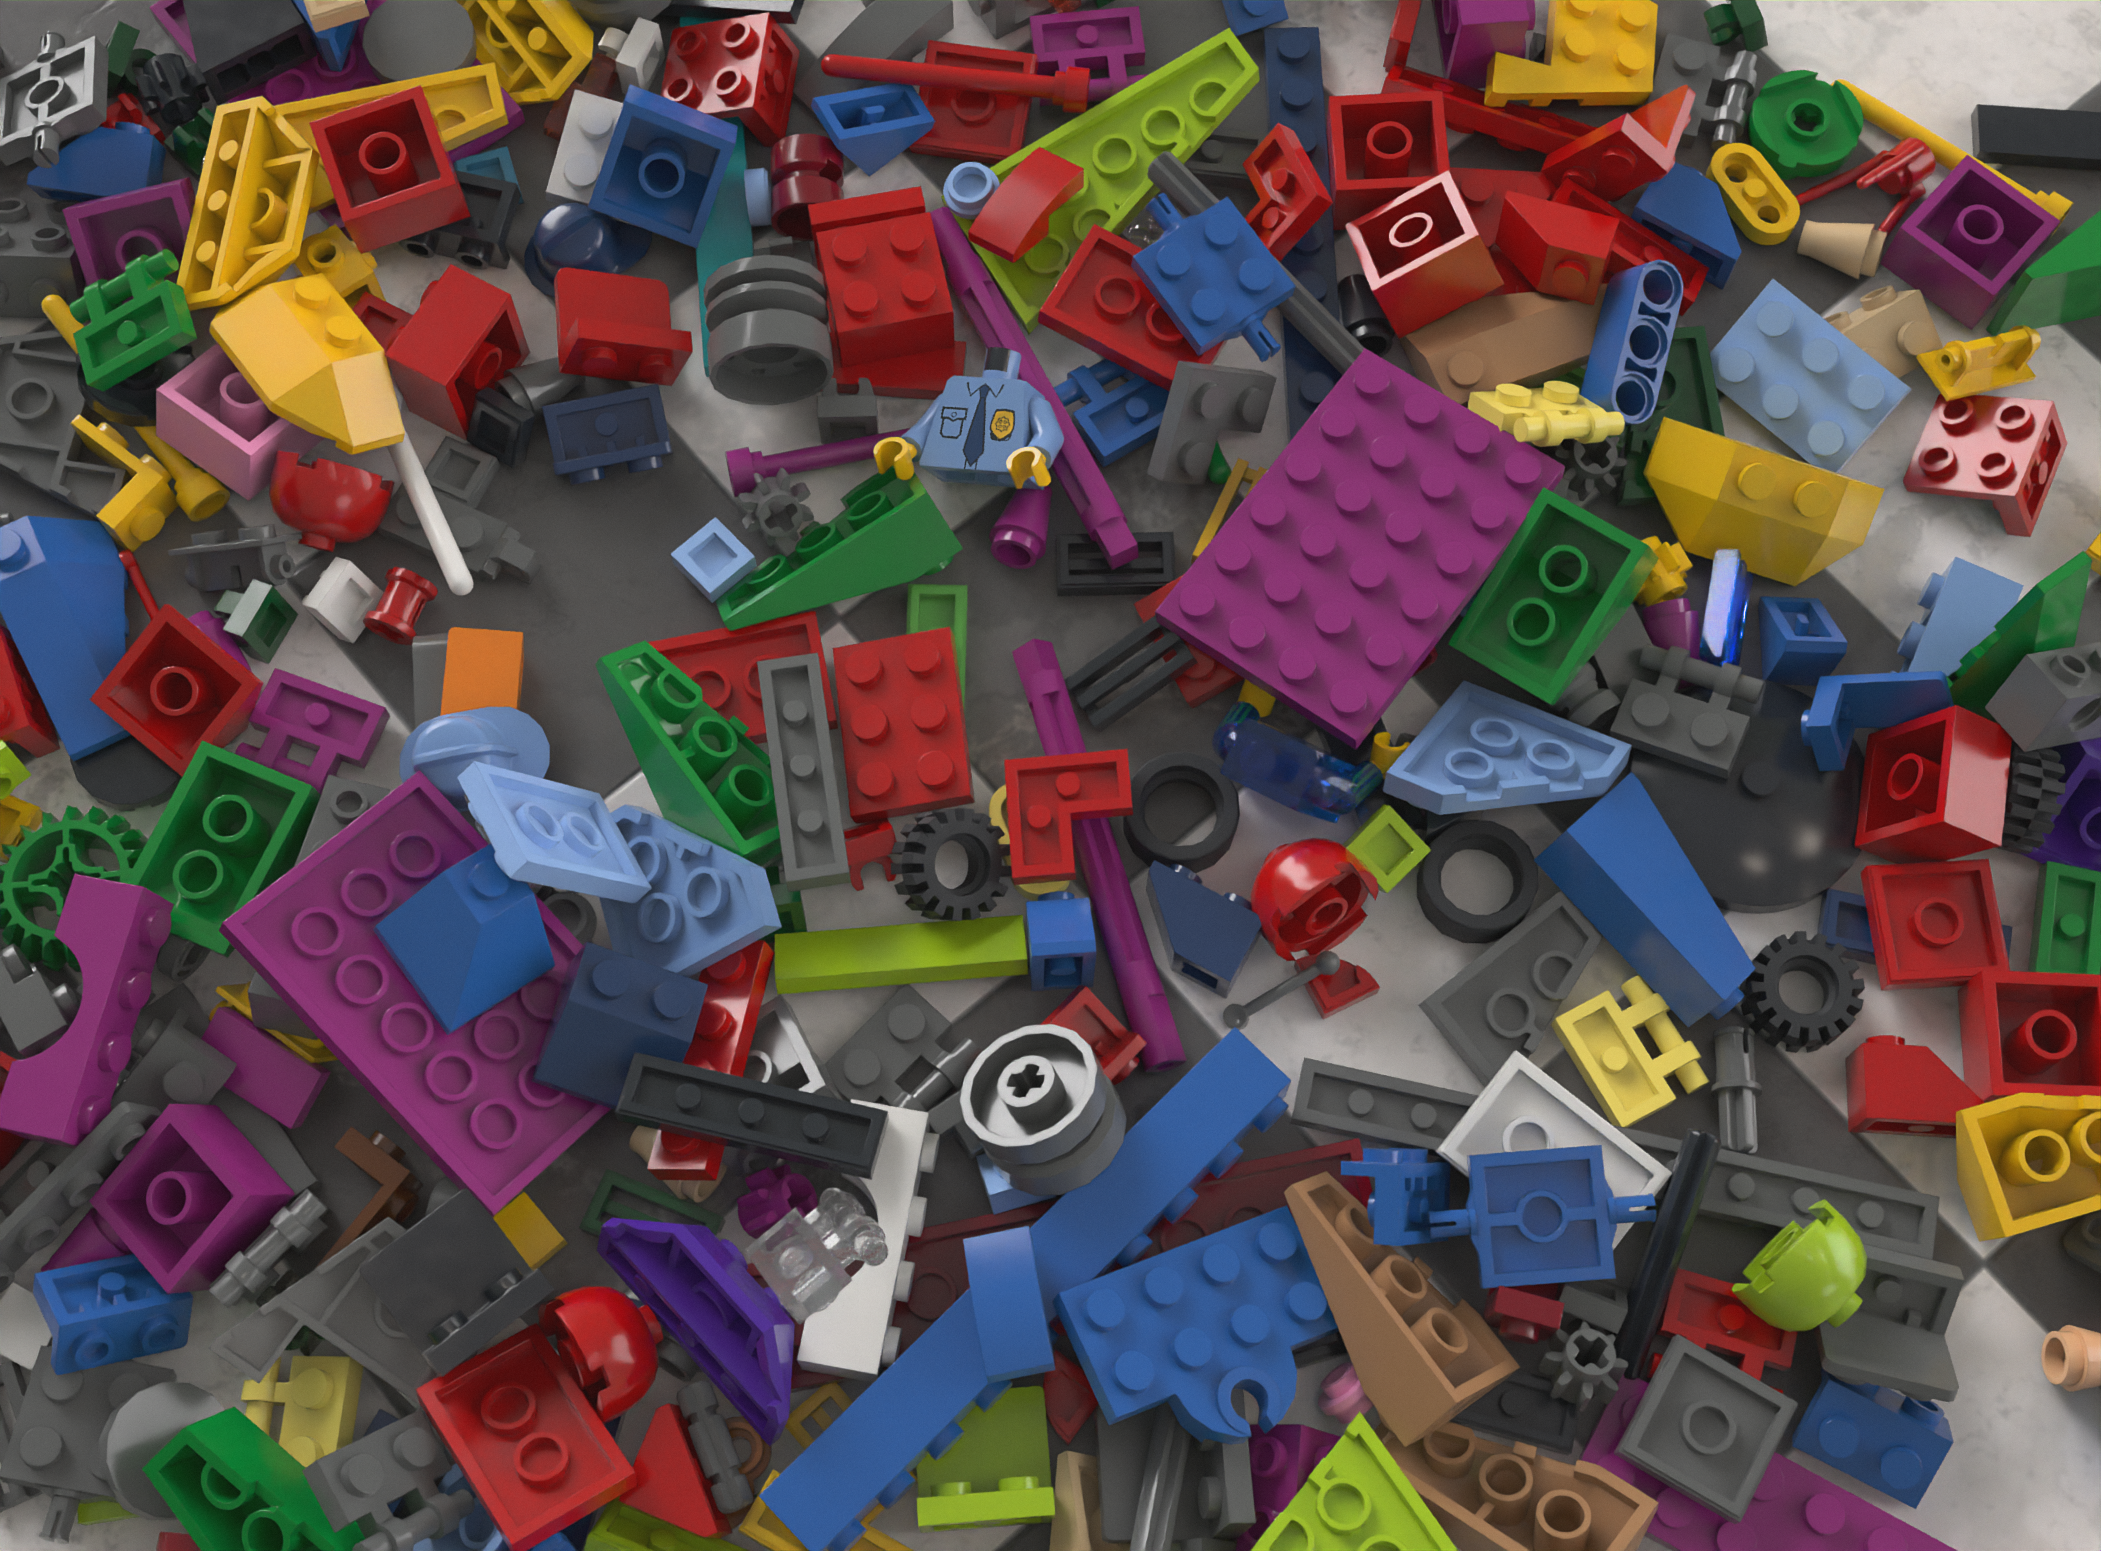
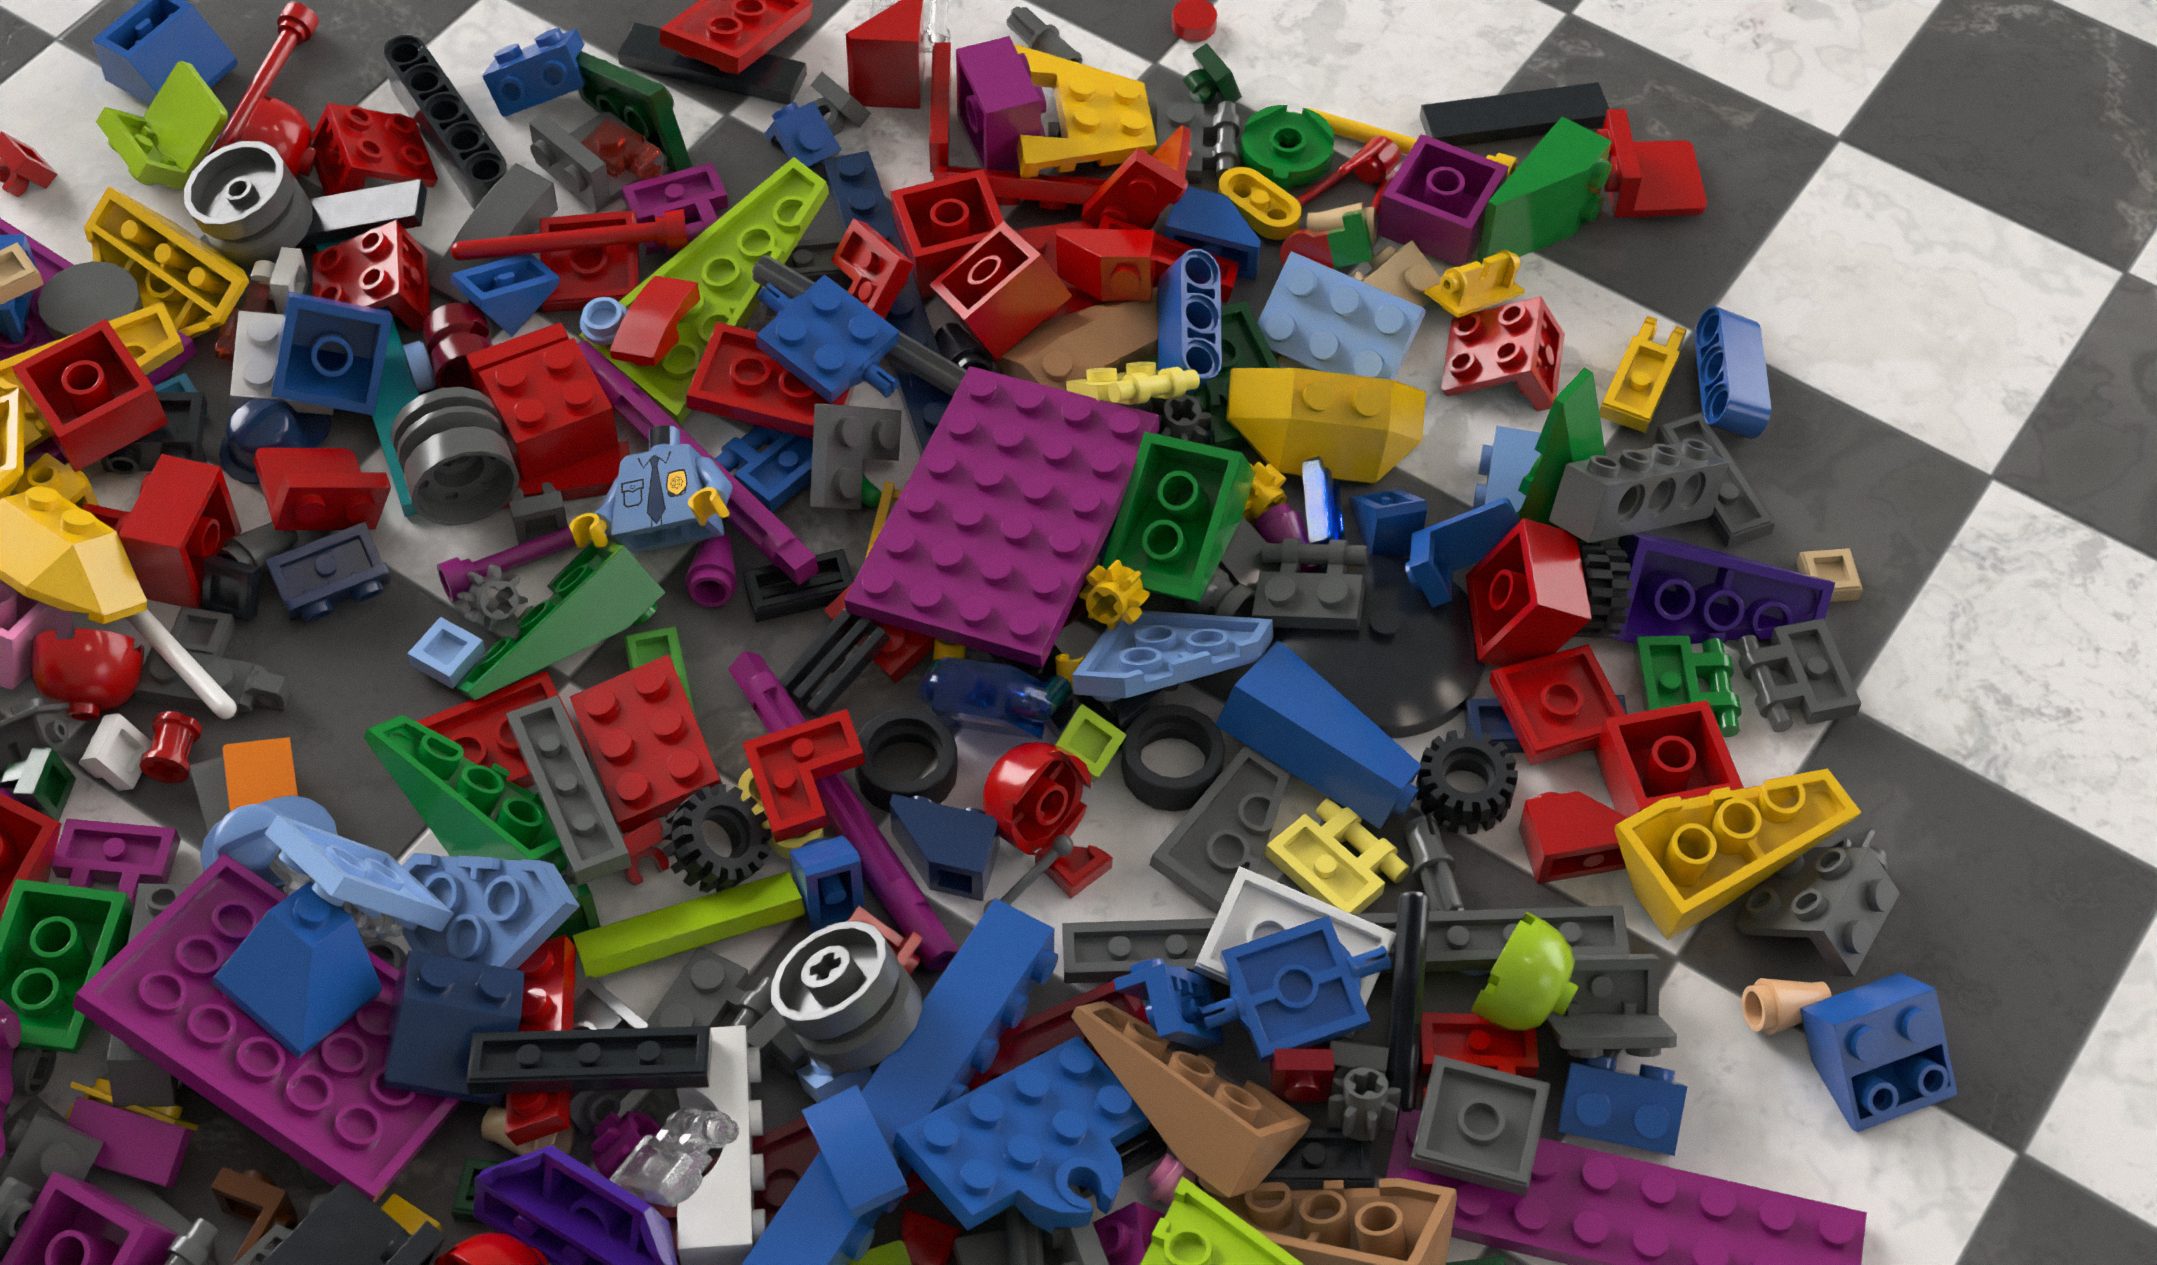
camera: 15 degrees left, 15 degrees down
(1459, 675) = (1114, 594): none -> yellow gear
(1822, 275) = (1333, 247): none -> leg

